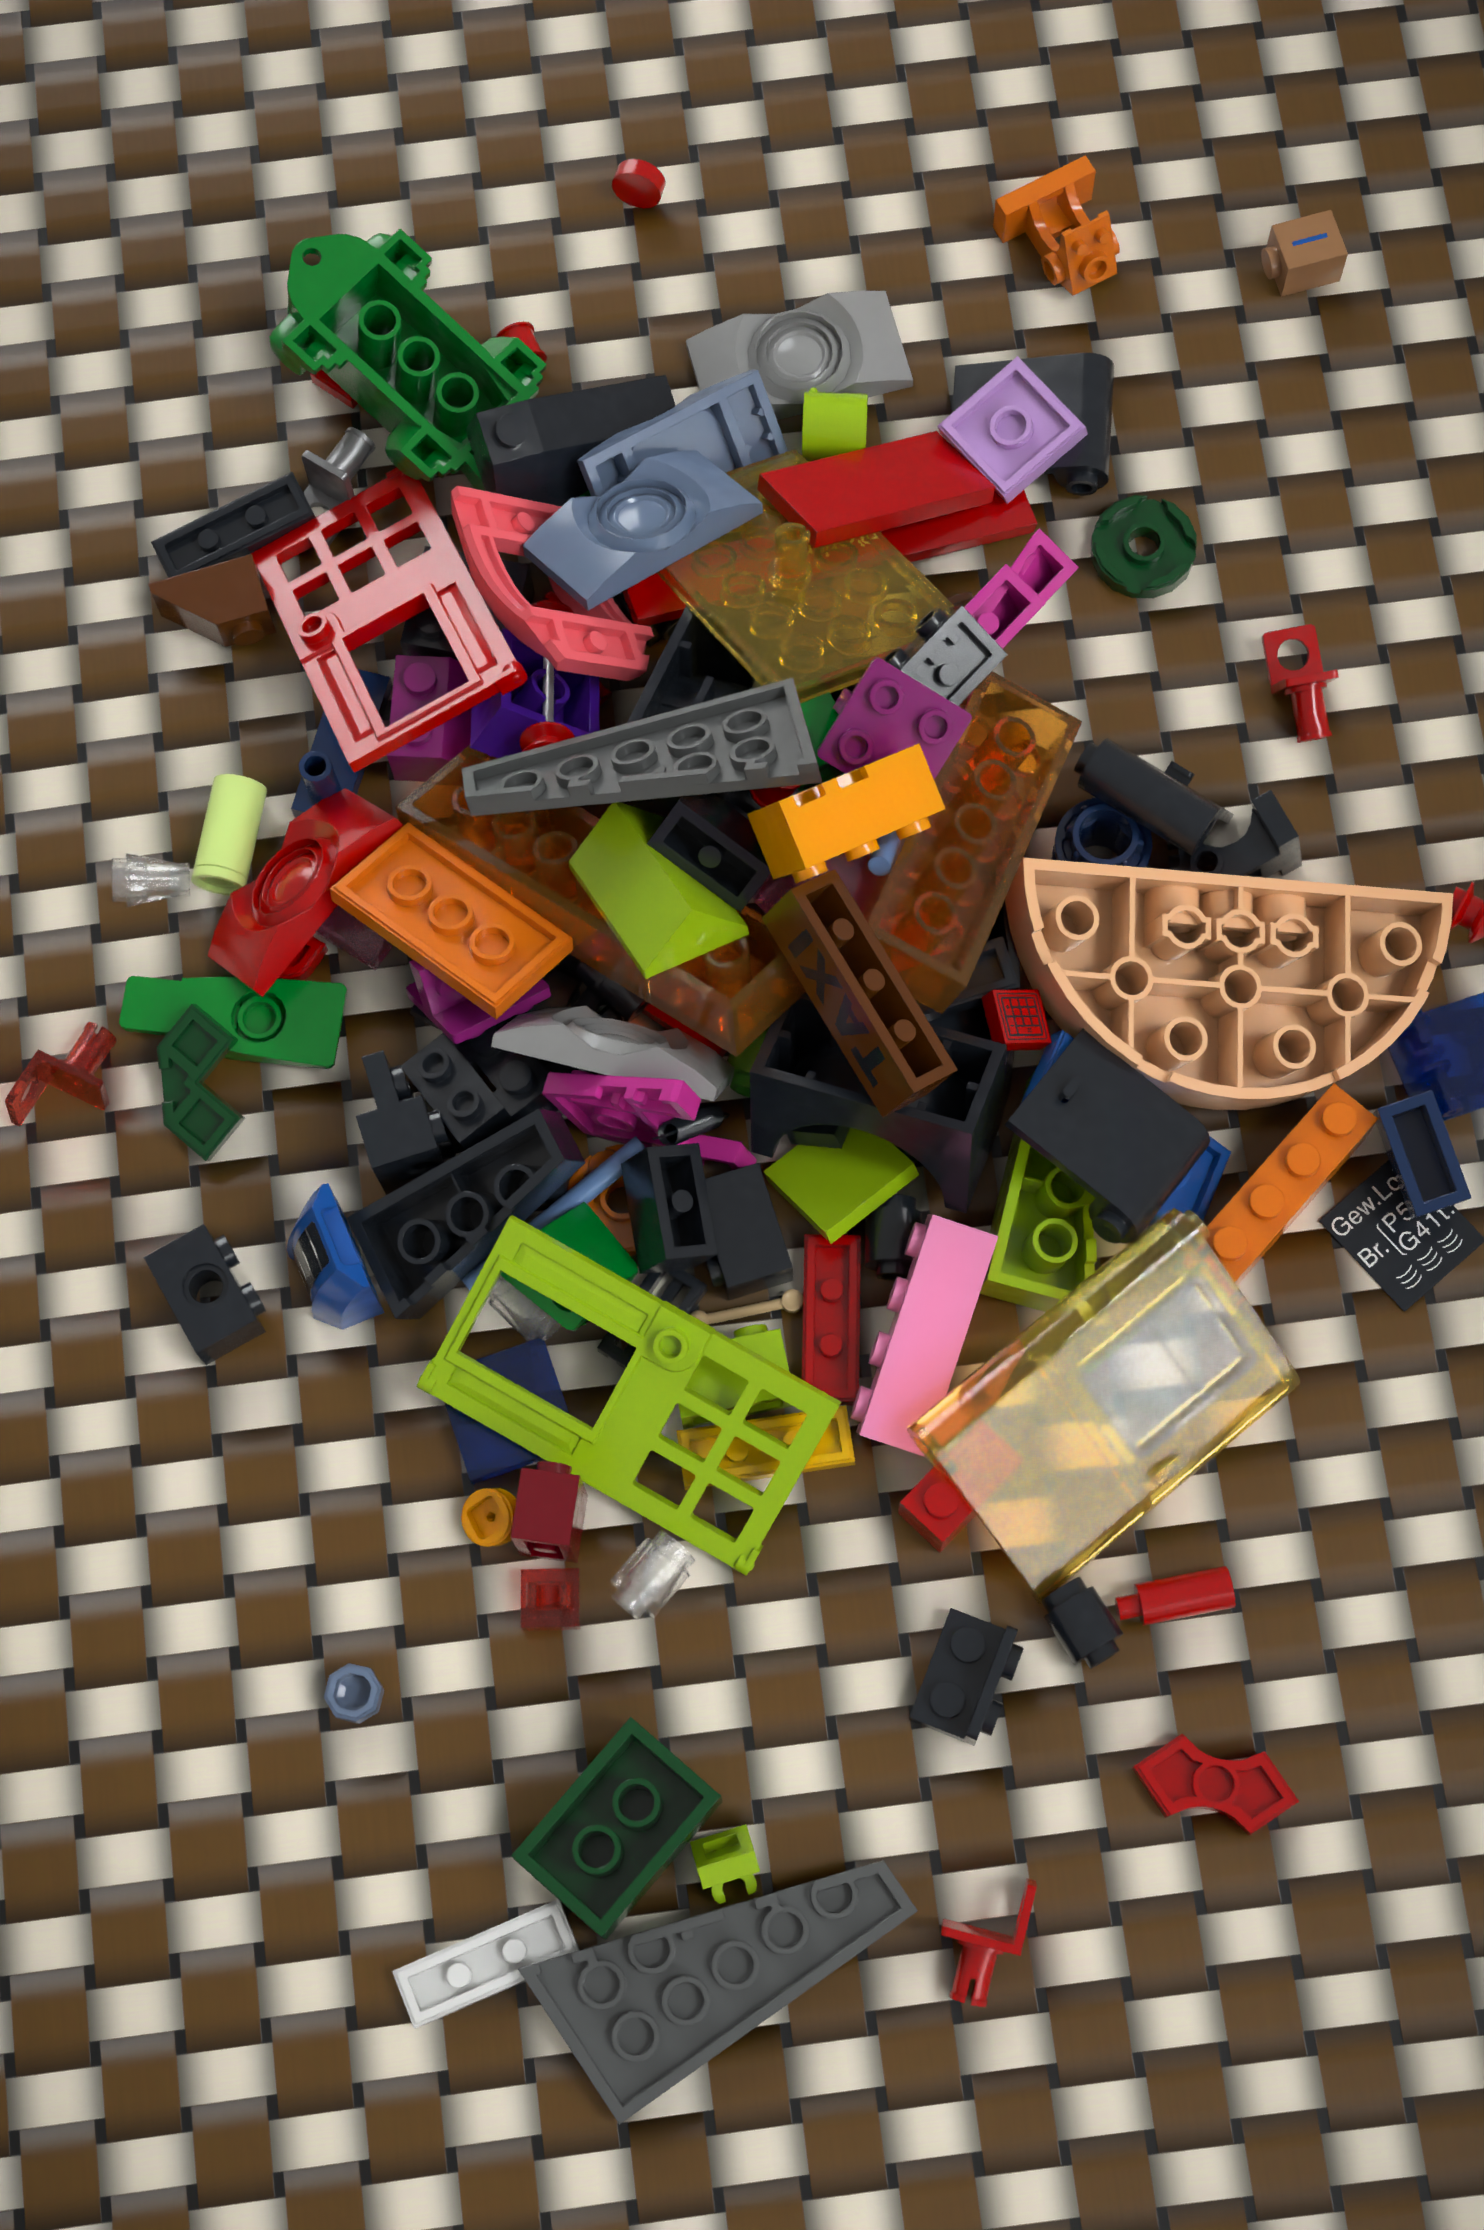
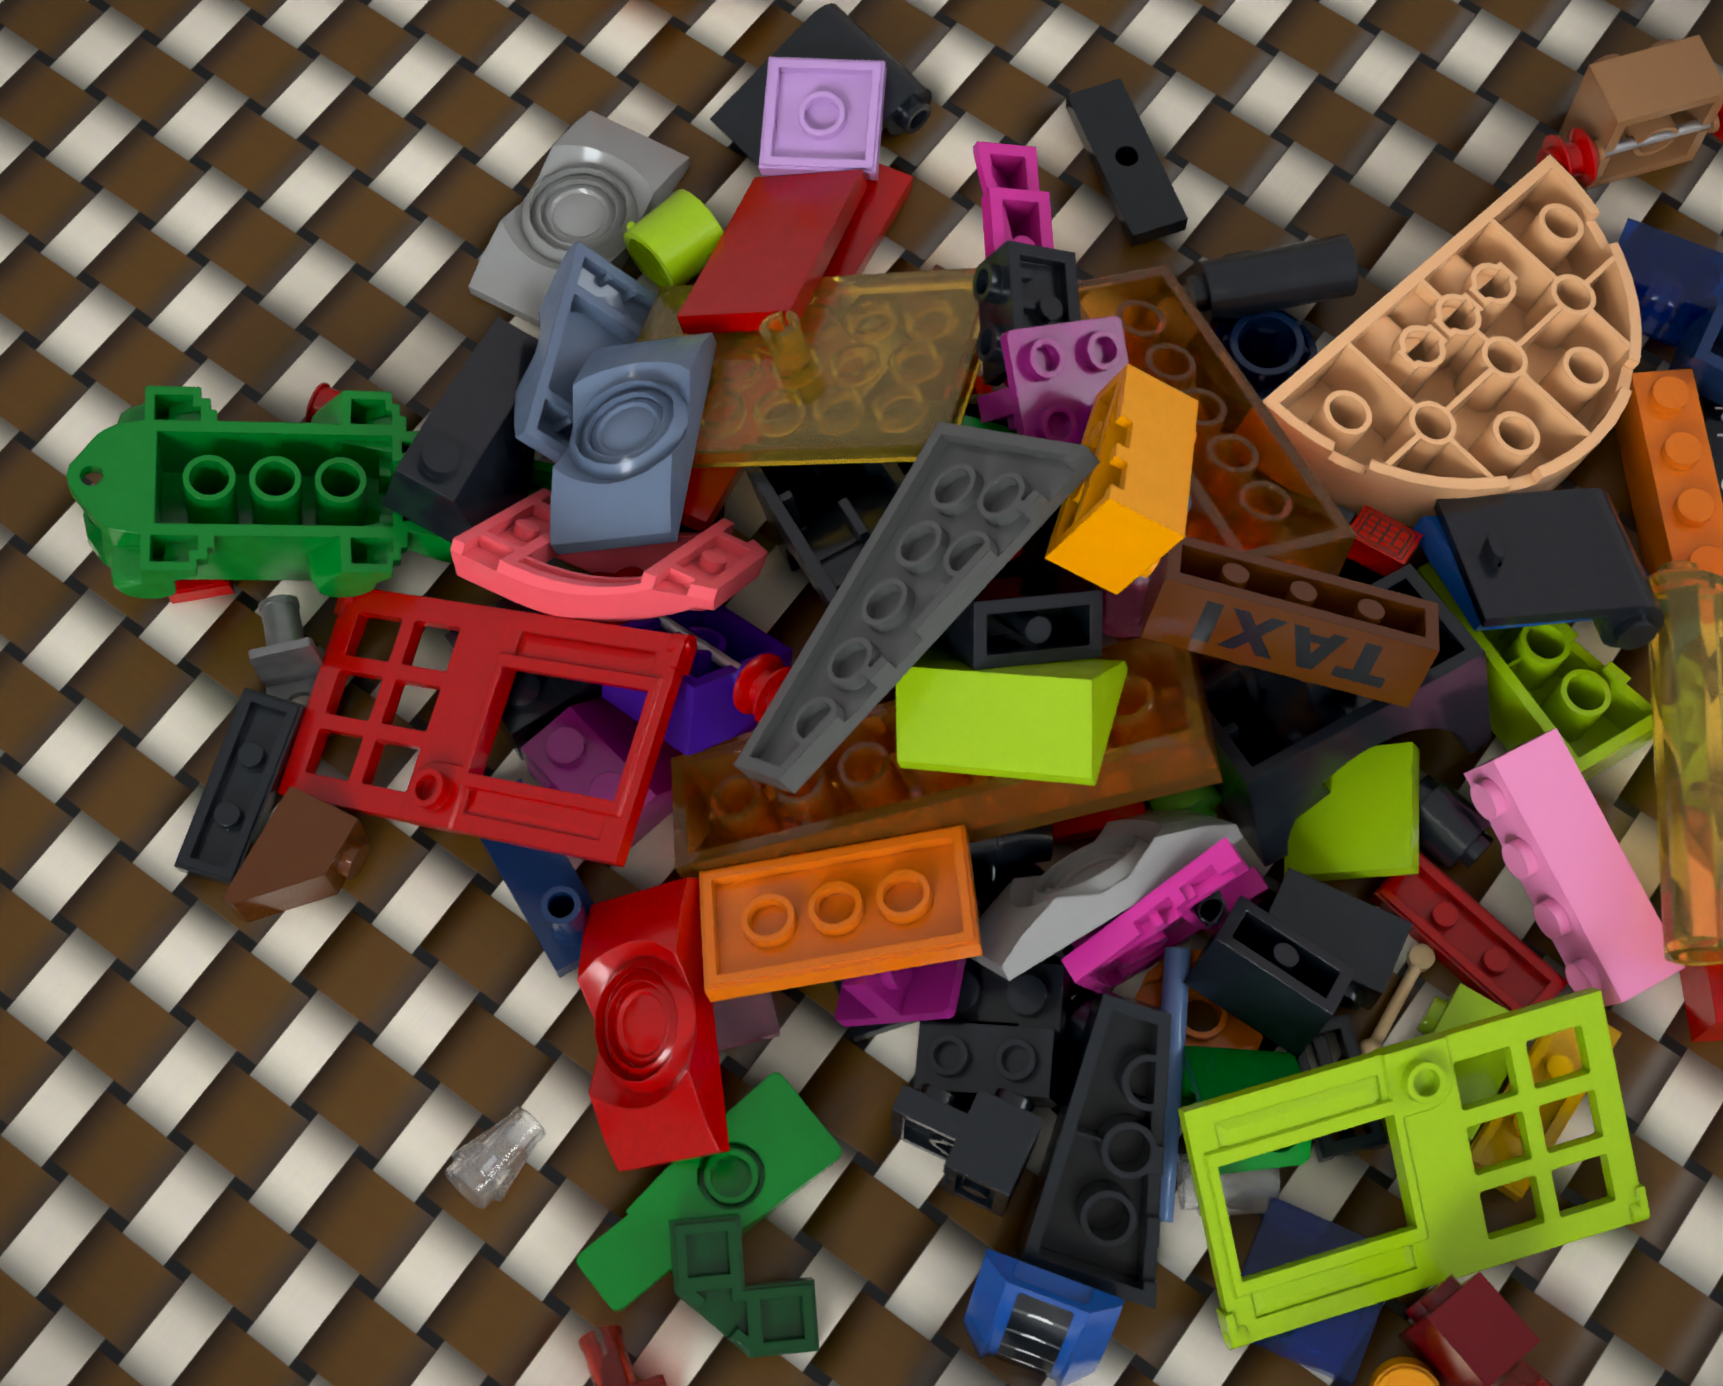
camera: 50 degrees left, 5 degrees down
(229, 834) = (527, 1046): yellowish green pin -> none
(638, 183) = (293, 197): red tile -> none
(652, 1575) = (1587, 1299): clear brick -> none
(1137, 574) = (1009, 96): dark green tile -> none
(1196, 618) = (1126, 162): none -> black tile
(1265, 849) = (1375, 234): black tile -> none
(1303, 684) = (1242, 115): red bracket -> none

